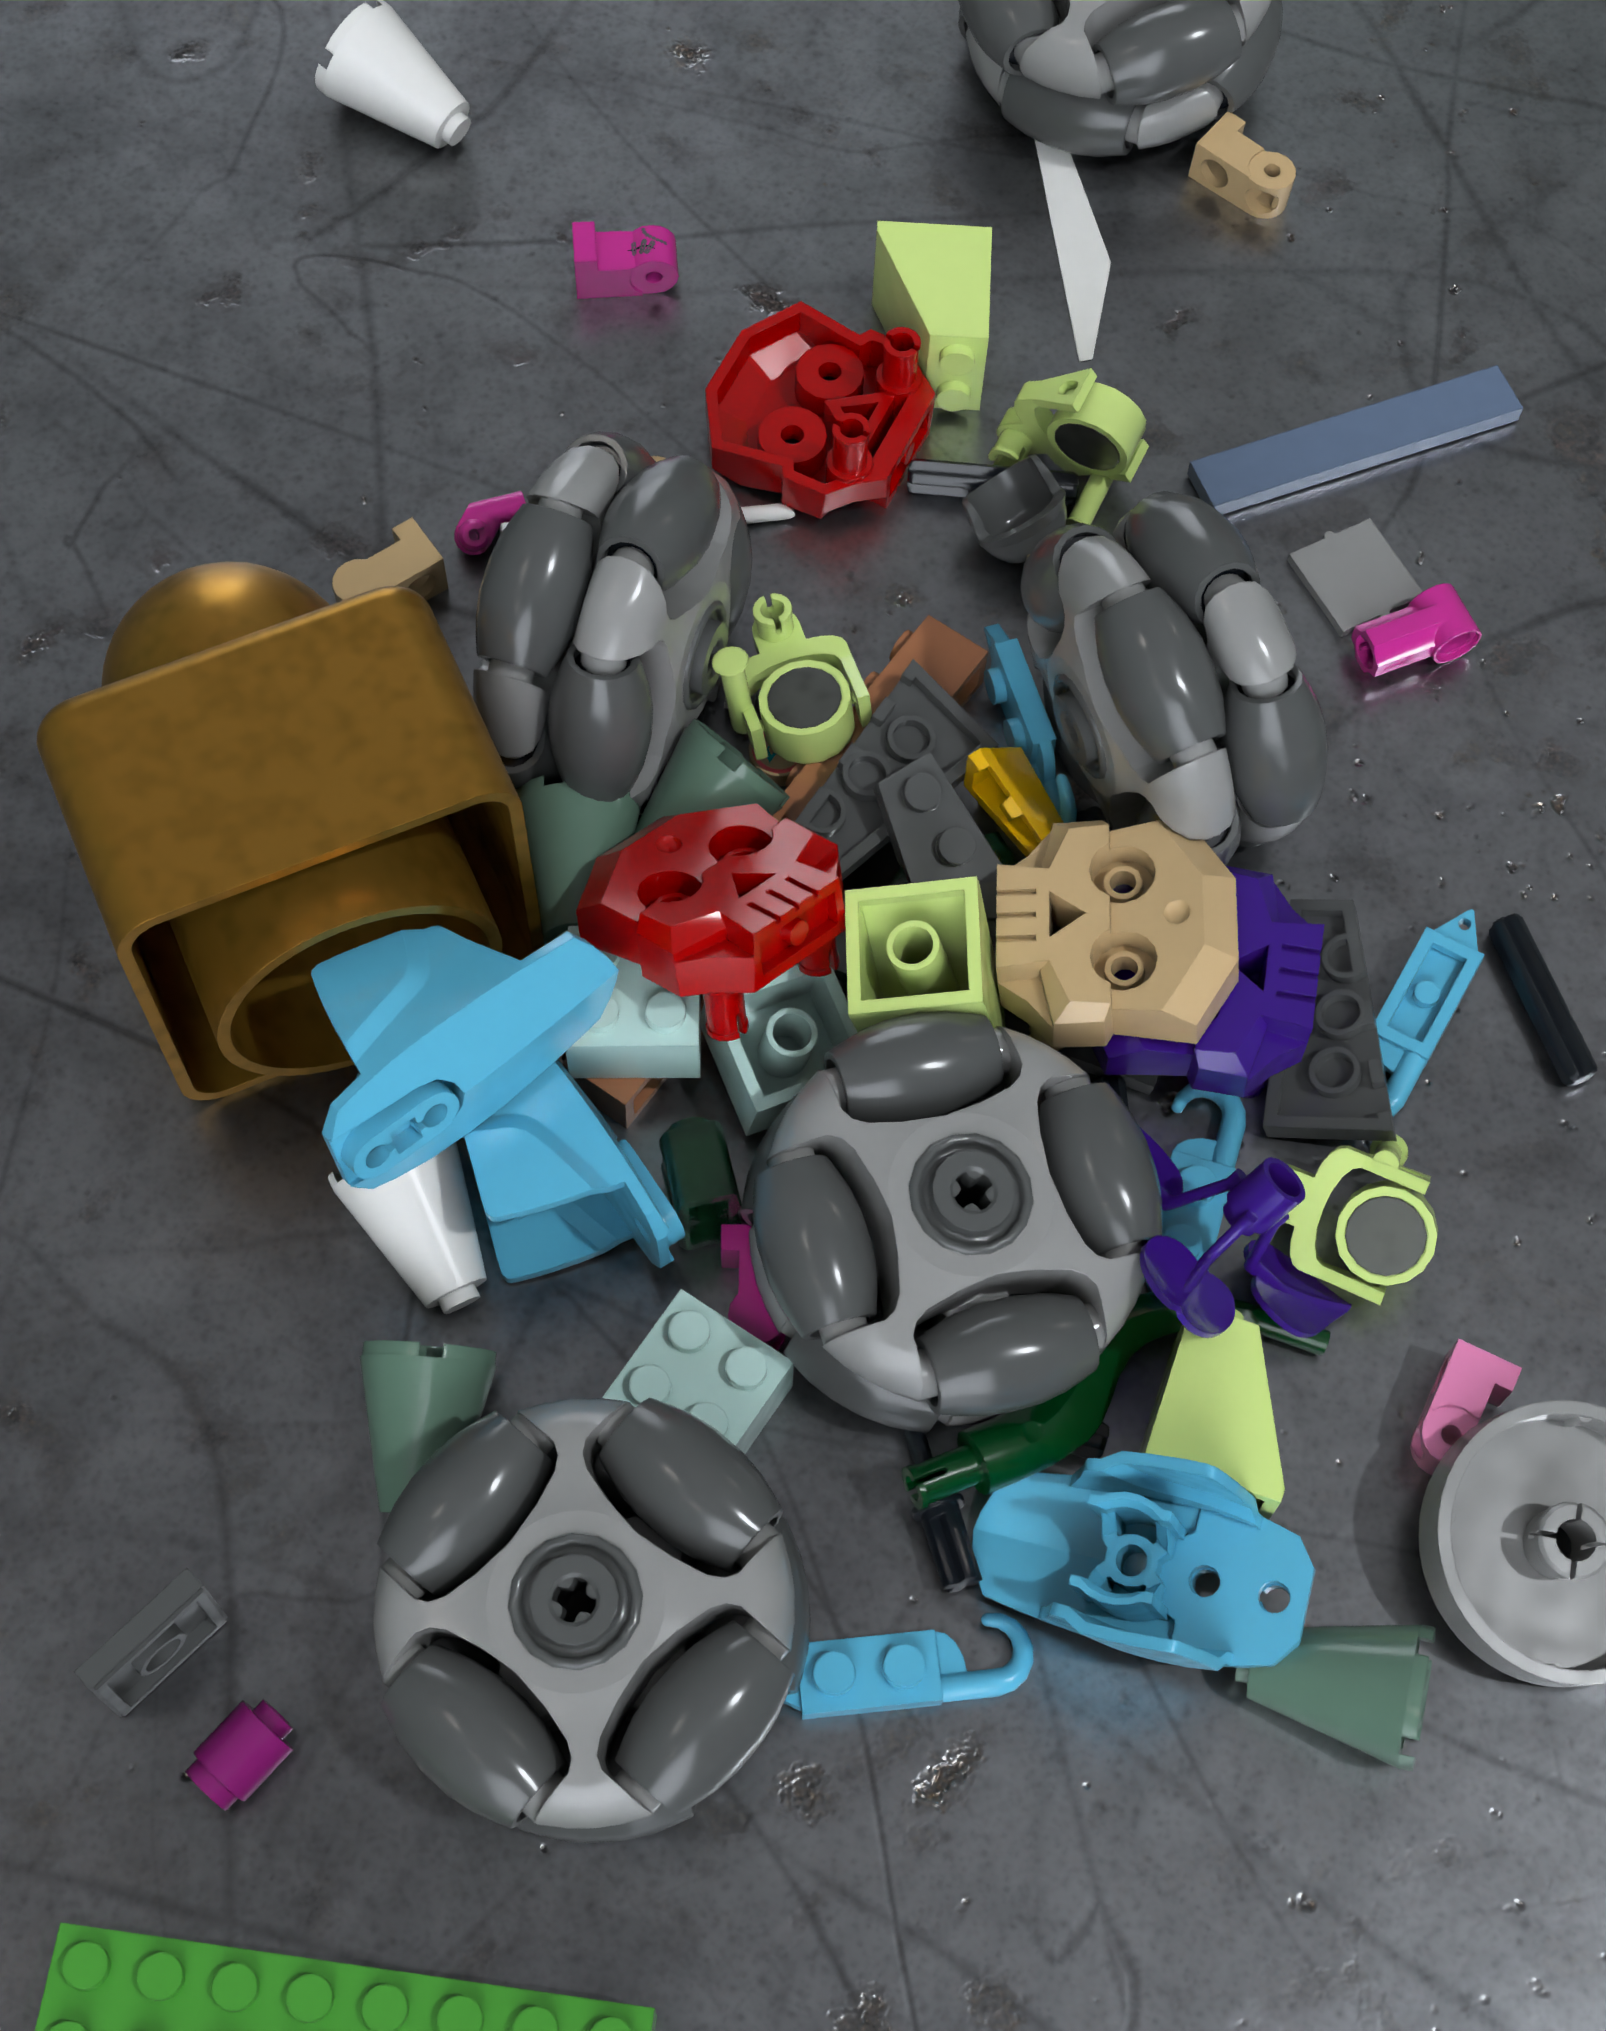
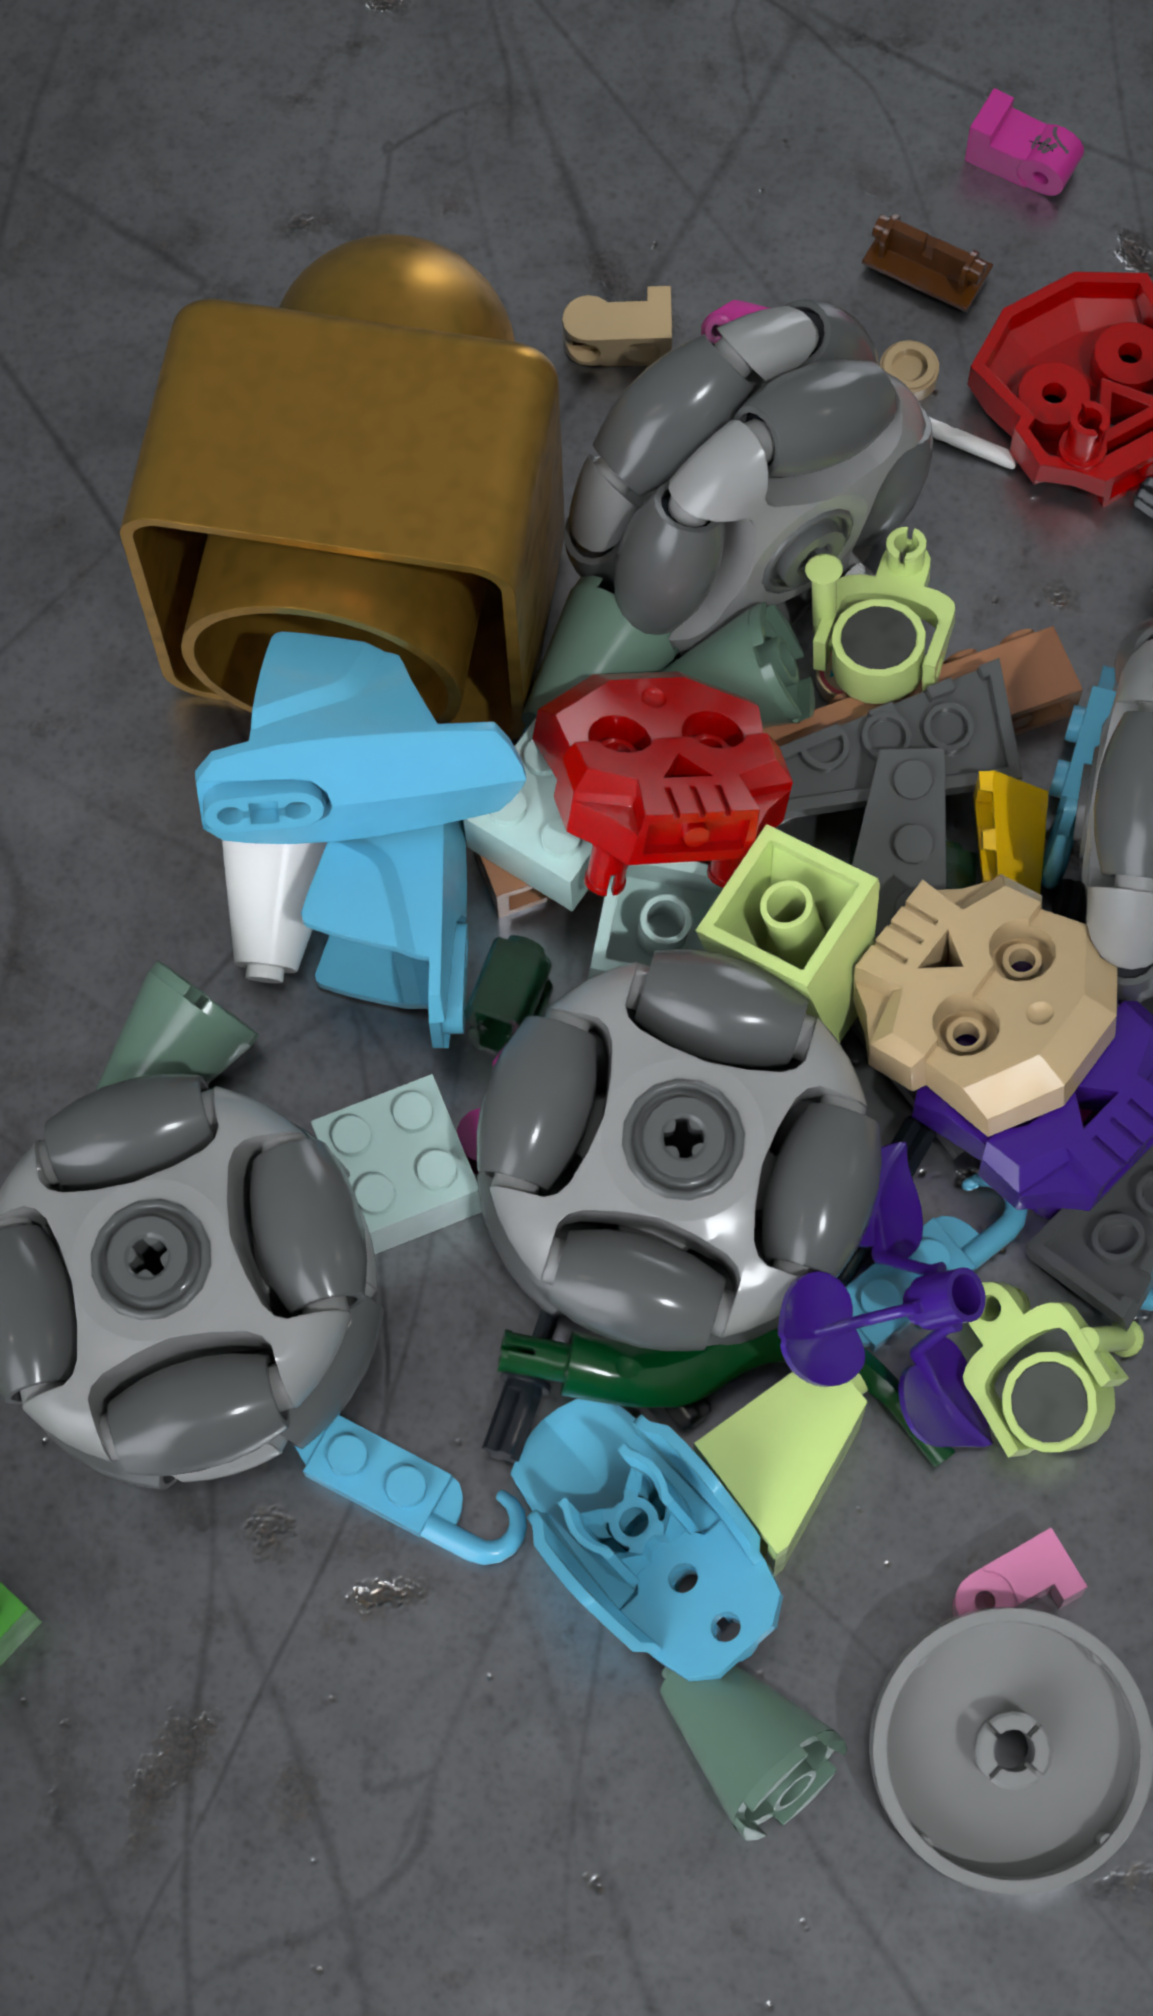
camera: 40 degrees right, 5 degrees up
(613, 392) = (926, 262): none -> reddish brown hinge

